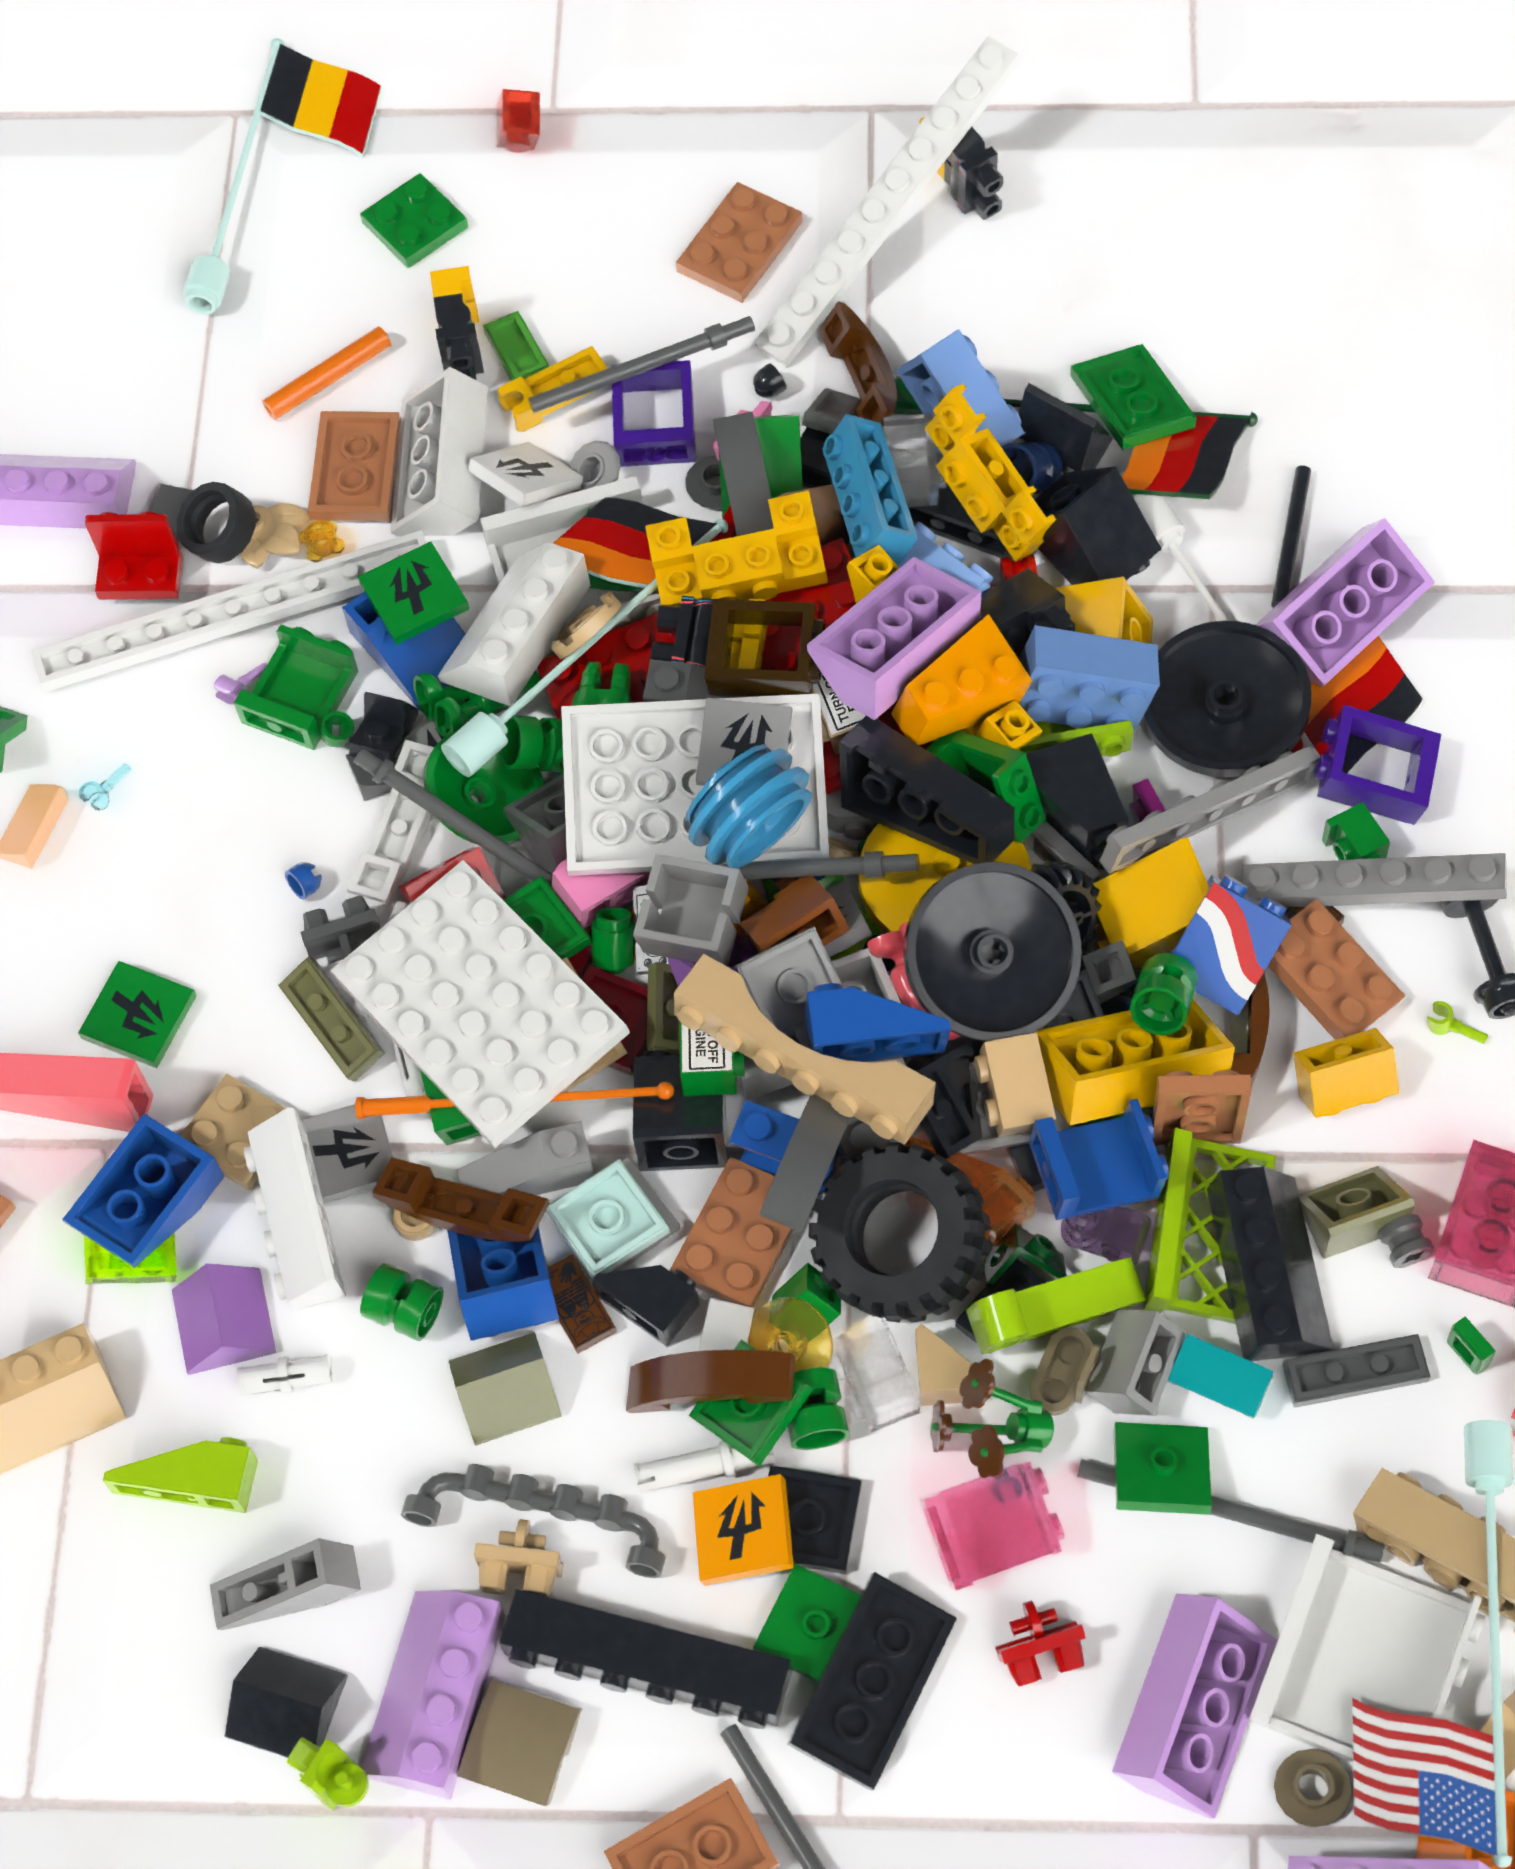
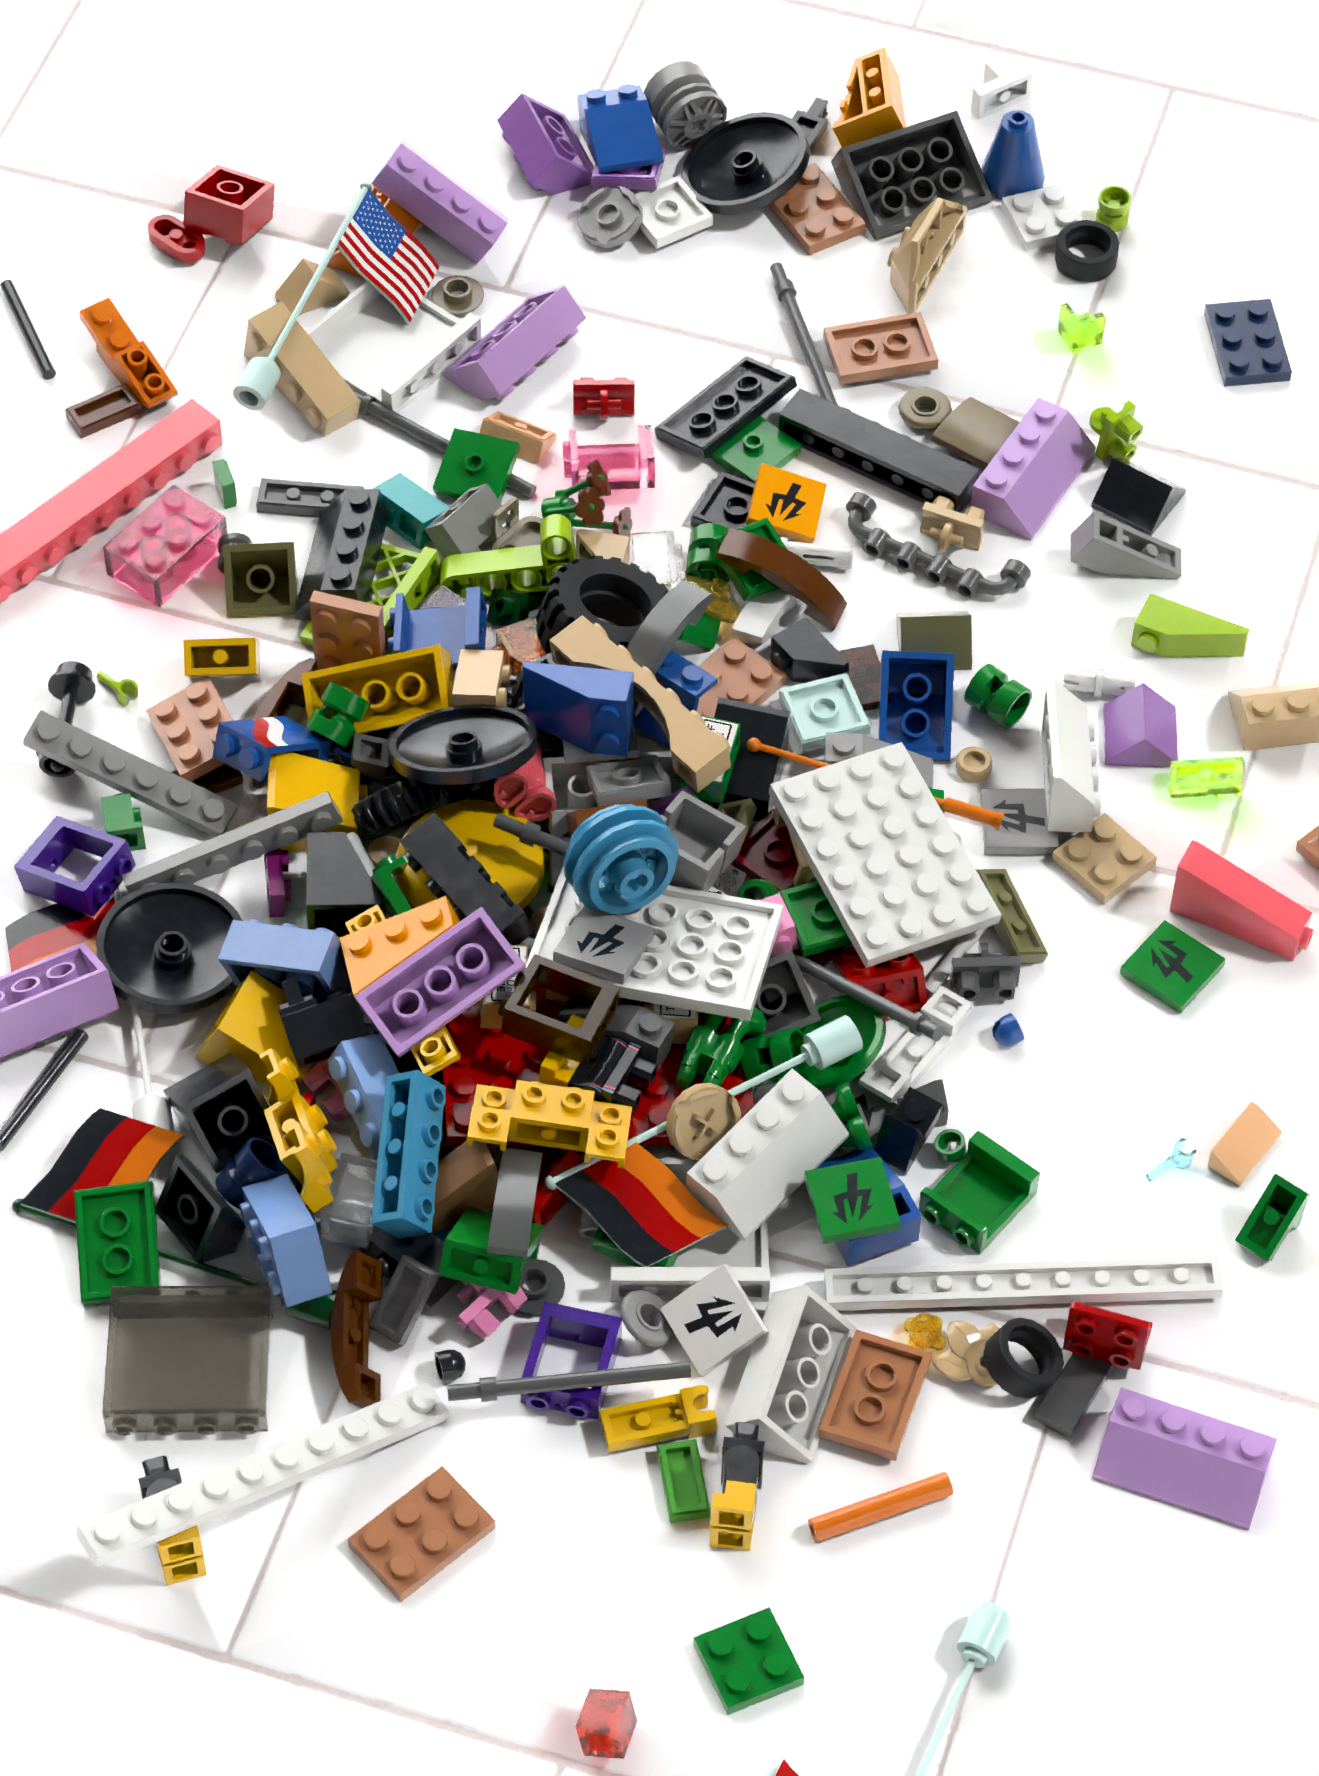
camera: 170 degrees left, 10 degrees down
(144, 1192) = (1184, 806): blue slope -> none
(229, 688) = (1039, 1213): lavender hand -> none
(459, 1207) = (931, 740): reddish brown slope -> none
(603, 1744) = (924, 398): none -> piece
(1021, 308) = (188, 1359): none -> clear smoke panel
(1134, 1558) = (532, 439): none -> light nougat slope

